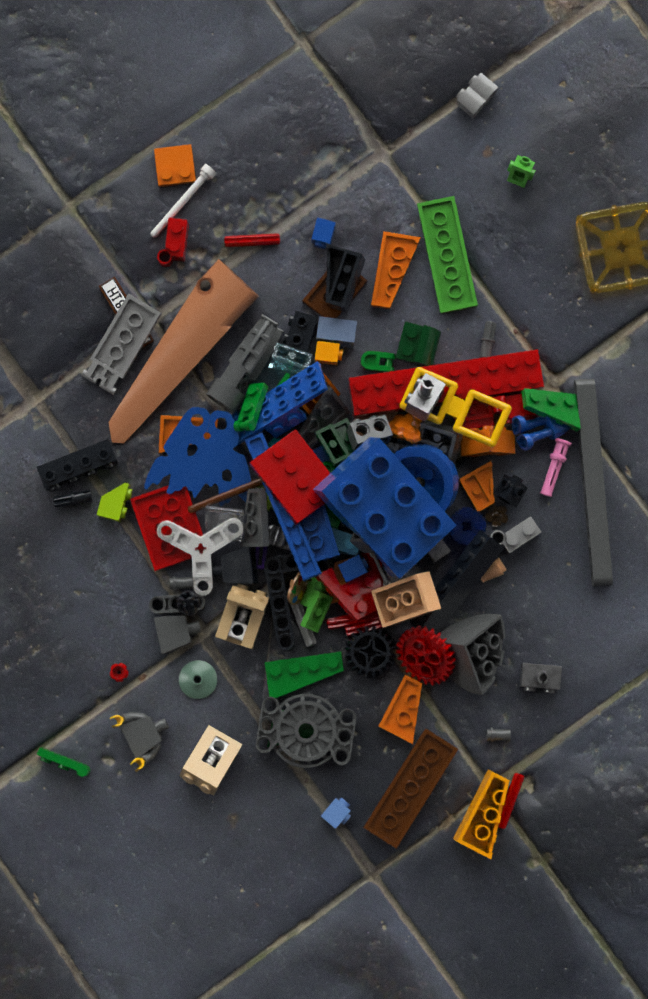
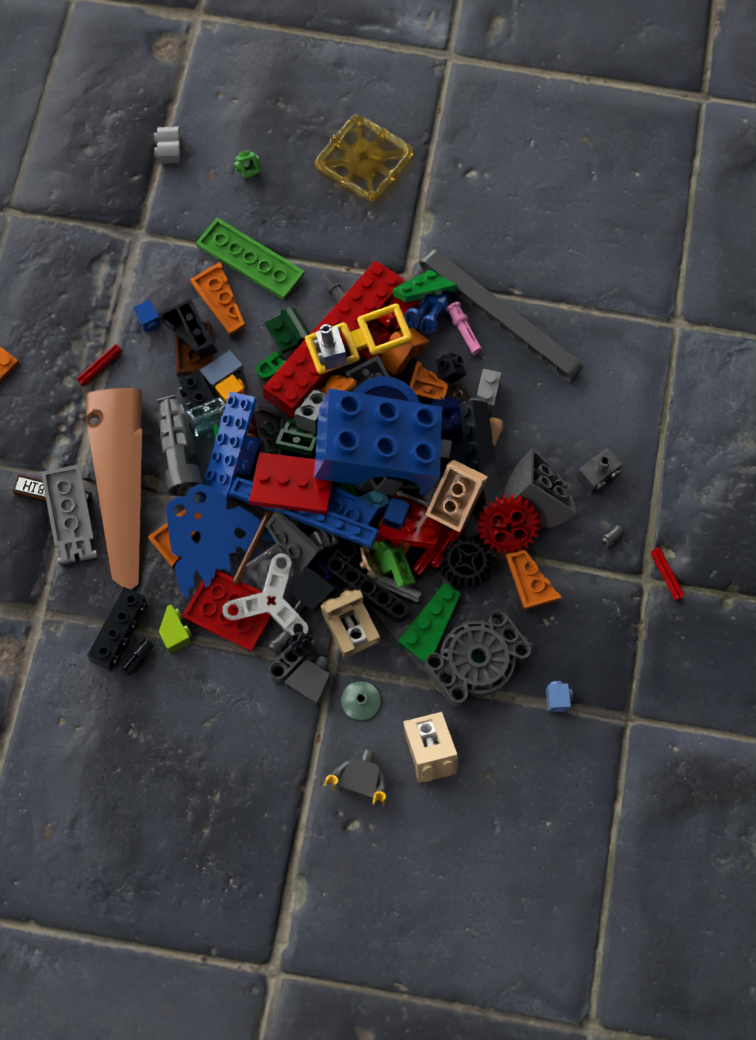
camera: 50 degrees left, 15 degrees down
(63, 761) = (320, 856): green plate -> none
(119, 677) = (296, 755): red plate -> none
(175, 241) = (43, 411): red hinge -> none
(205, 174) = (21, 348): white piece -> none
(251, 407) = (211, 468): green plate -> none
(410, 788) = (592, 630): reddish brown plate -> none
(483, 815) = (661, 598): light orange wedge -> none

